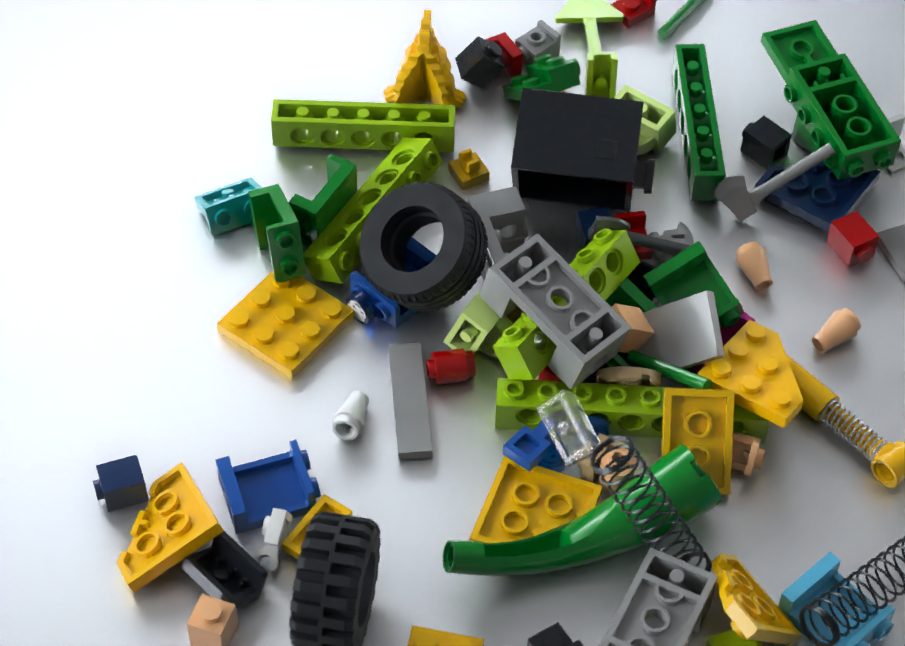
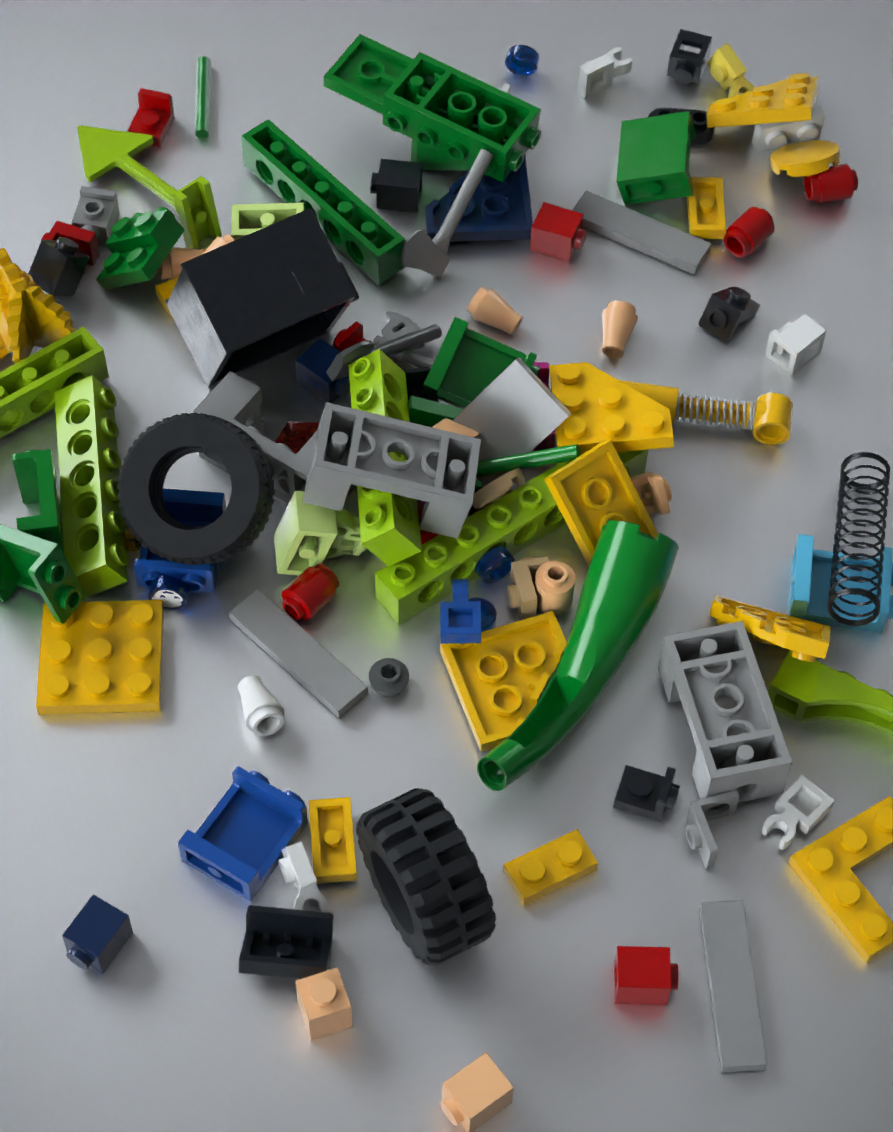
camera: 40 degrees left, 5 degrees up
(168, 529) = (189, 943): yellow plate -> none
(449, 462) = (388, 686): none -> dark grey plate
(468, 169) = (141, 386): yellow tile -> none
(569, 427) = (486, 576): clear slope -> none
(617, 468) = (615, 581): black piece -> none

